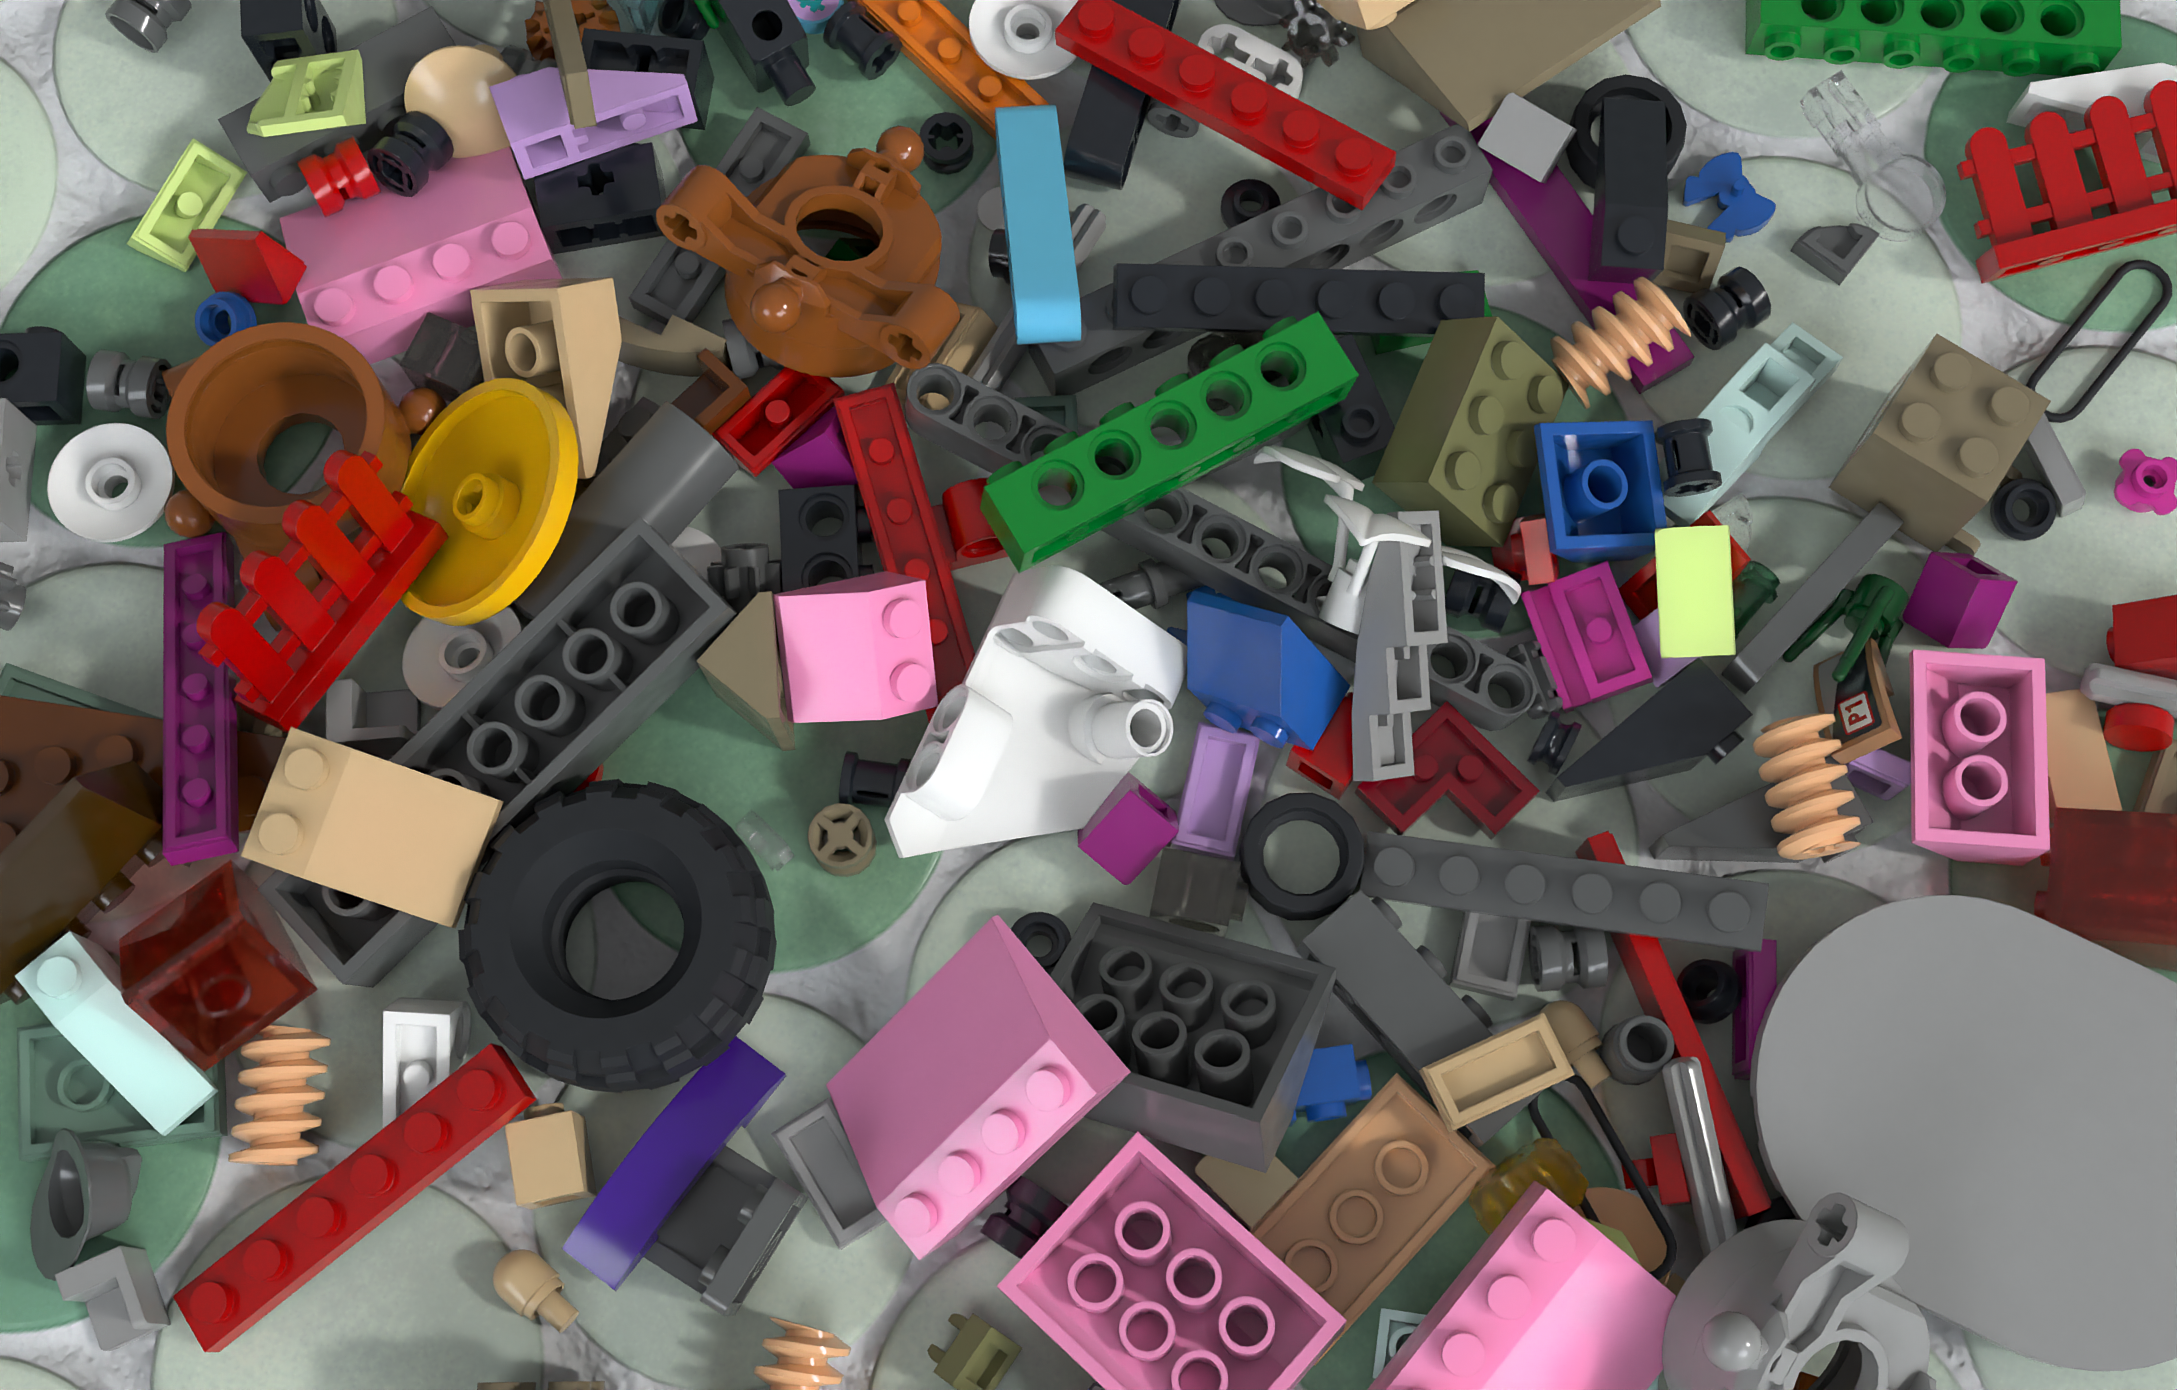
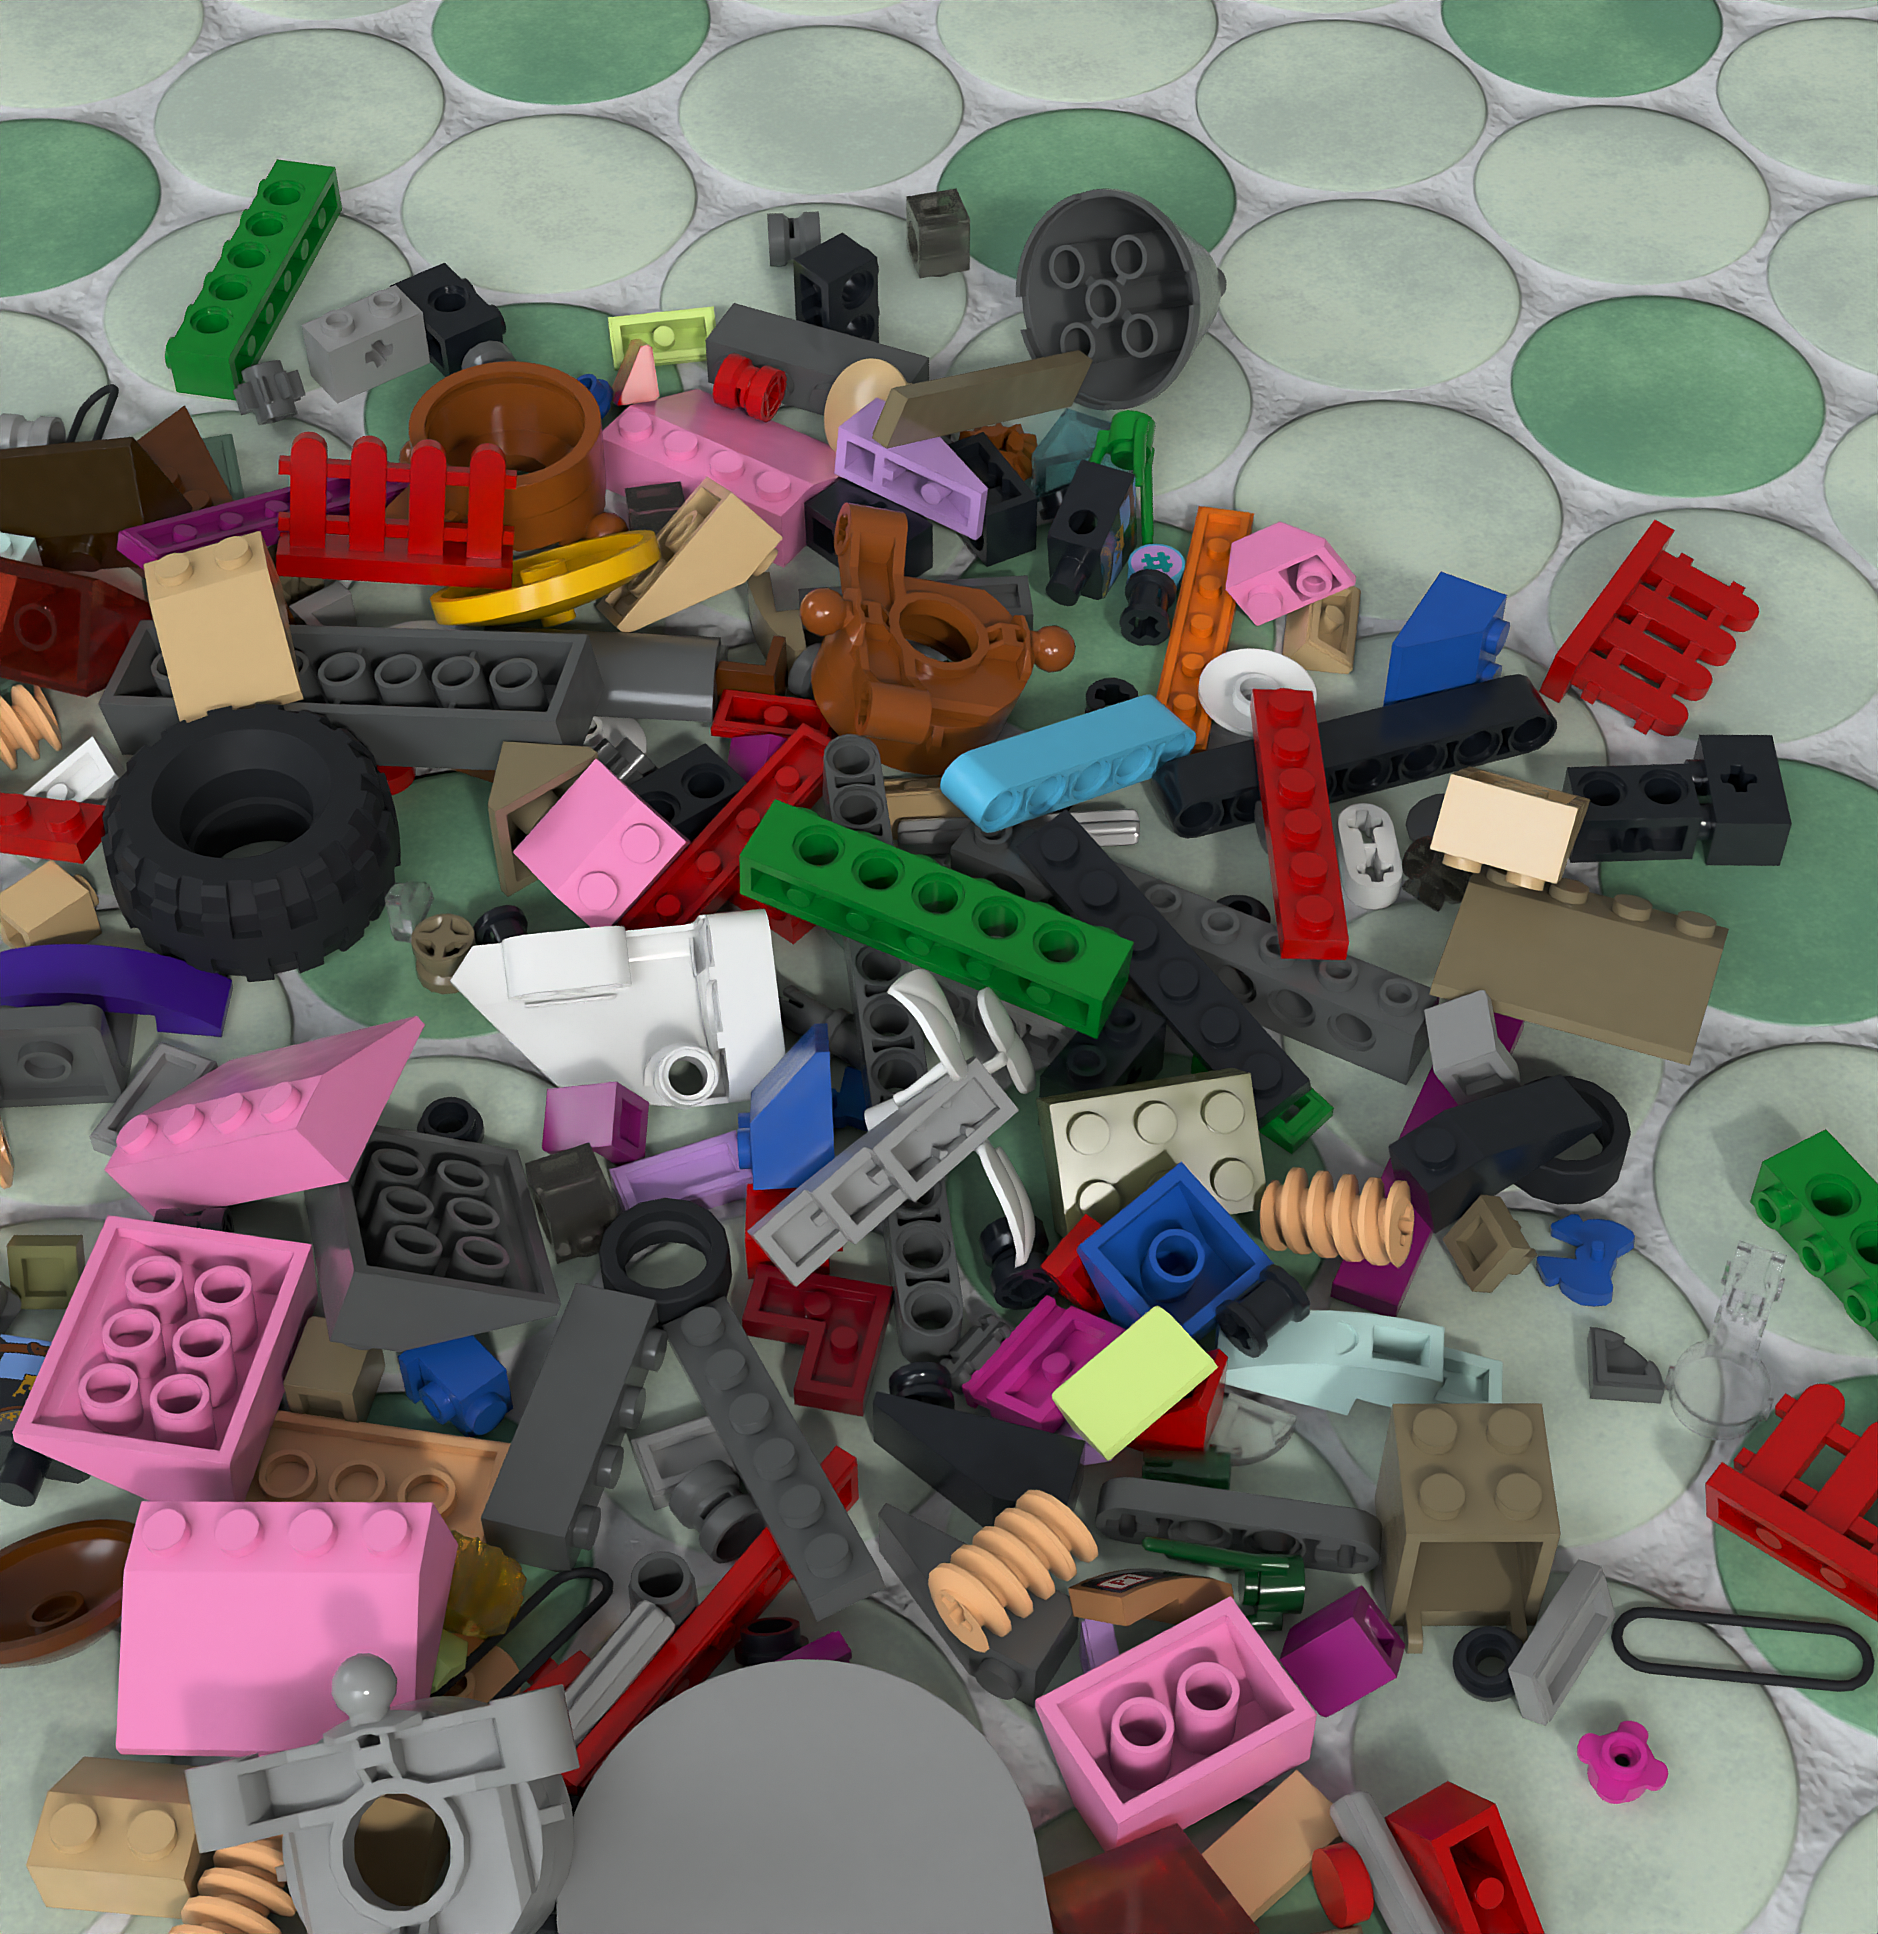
camera: 55 degrees right, 25 degrees down
(94, 465) = (388, 402): white dish -> none
(311, 95) = (795, 335): yellowish green slope -> none
(409, 155) = (801, 410): black wheel -> none
(1496, 1072) = (552, 1484): tan tile -> none
(1578, 1040) = (639, 1542): tan cylinder -> none
(1732, 305) = (1467, 1302): black wheel -> none

